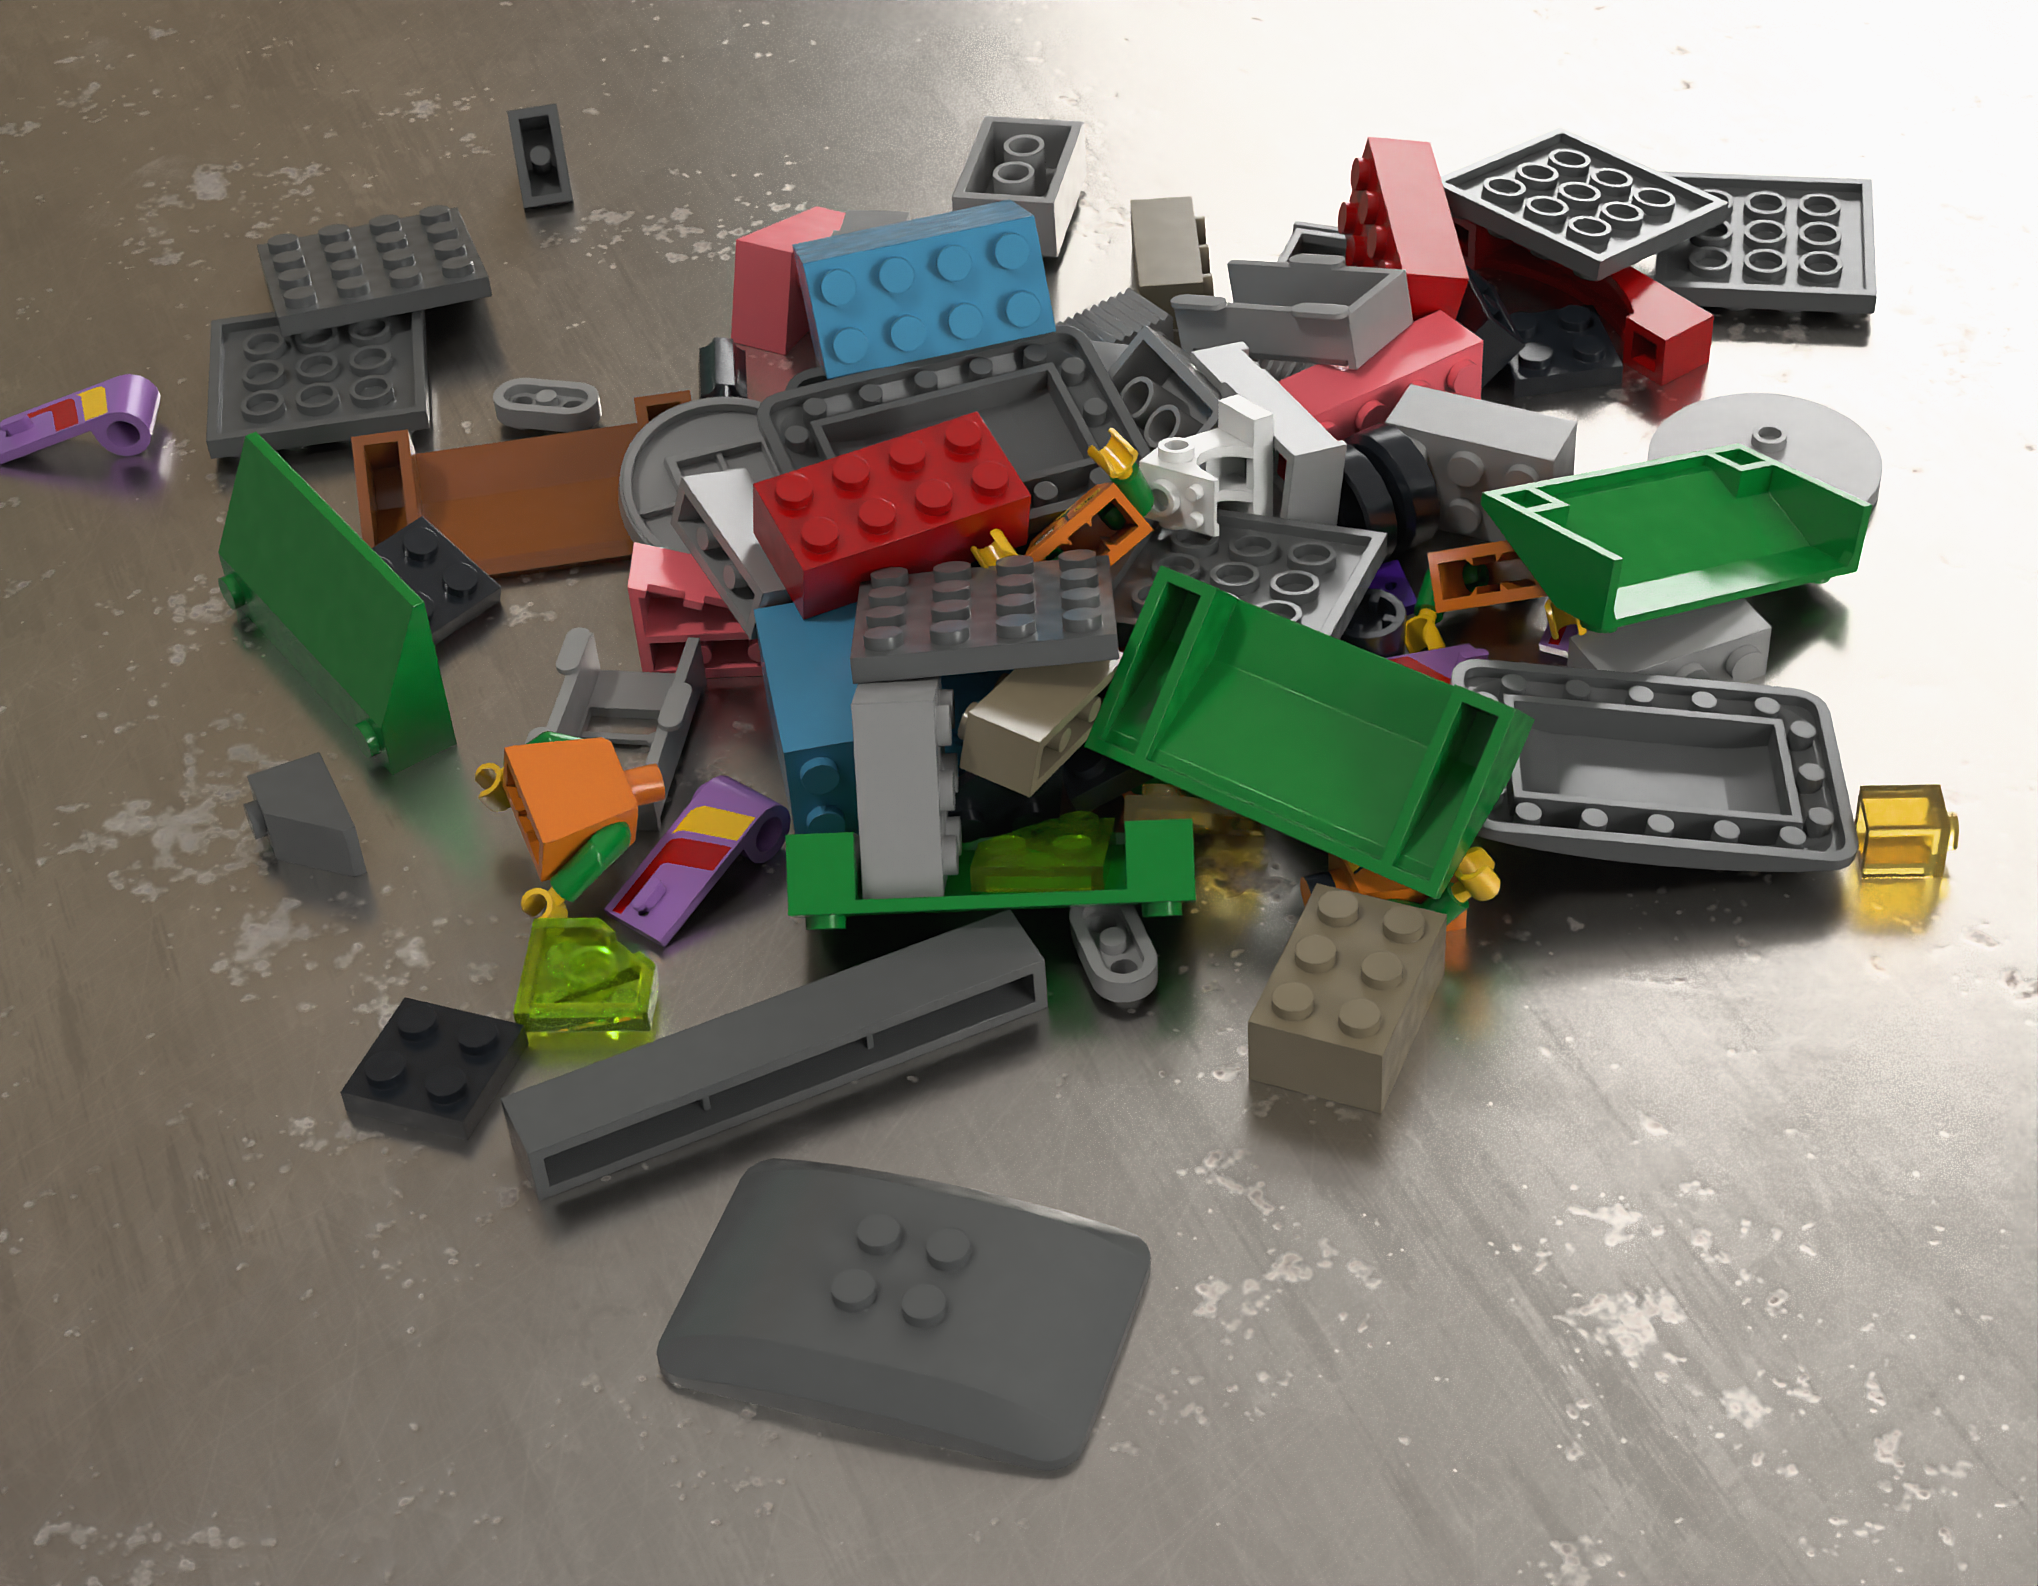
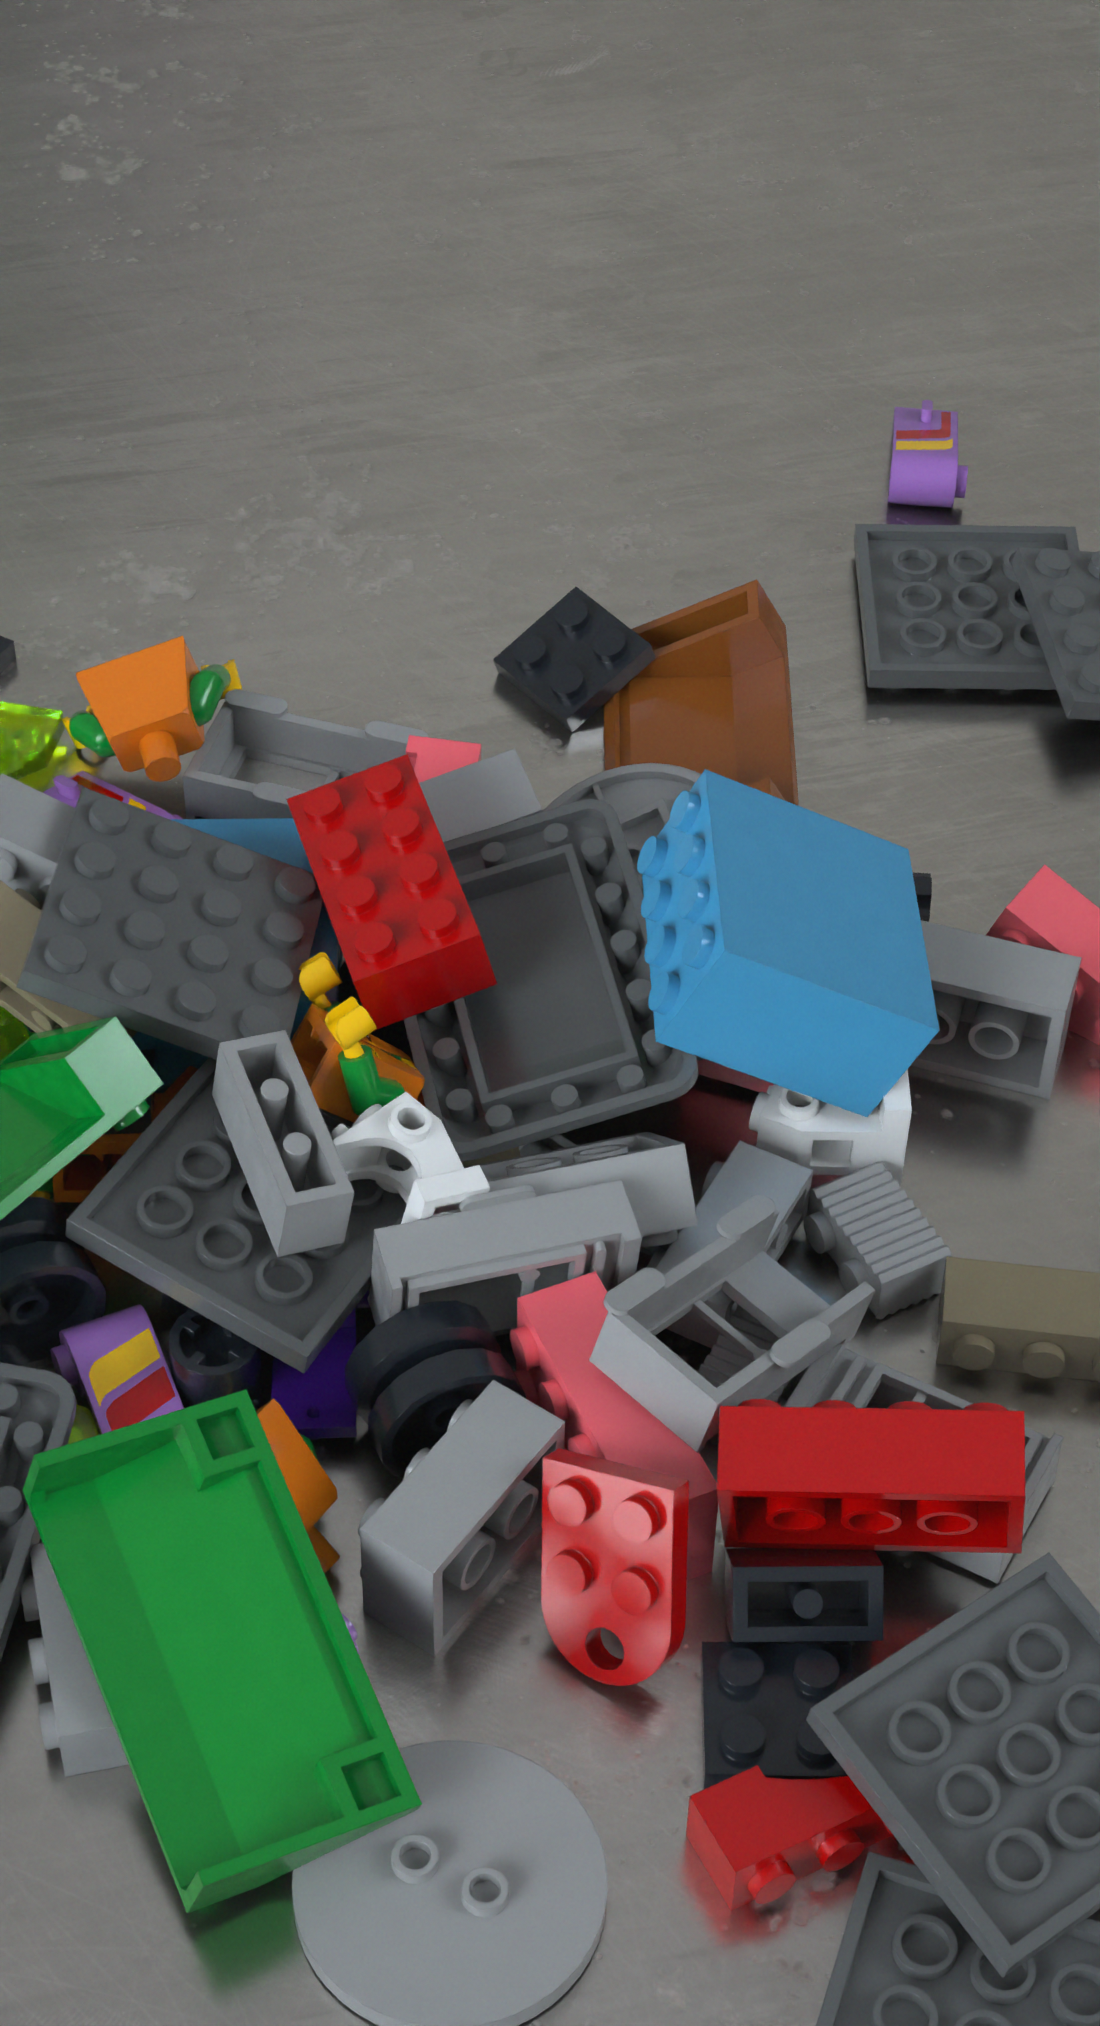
camera: 95 degrees right, 5 degrees up
(304, 817) = (261, 588): dark grey slope -> none
(333, 611) = (594, 534): green slope -> none
(547, 404) = (873, 765): light grey plate -> none
(1211, 524) = (282, 1143): none -> light grey brick
(1502, 355) = (613, 1564): none -> red plate

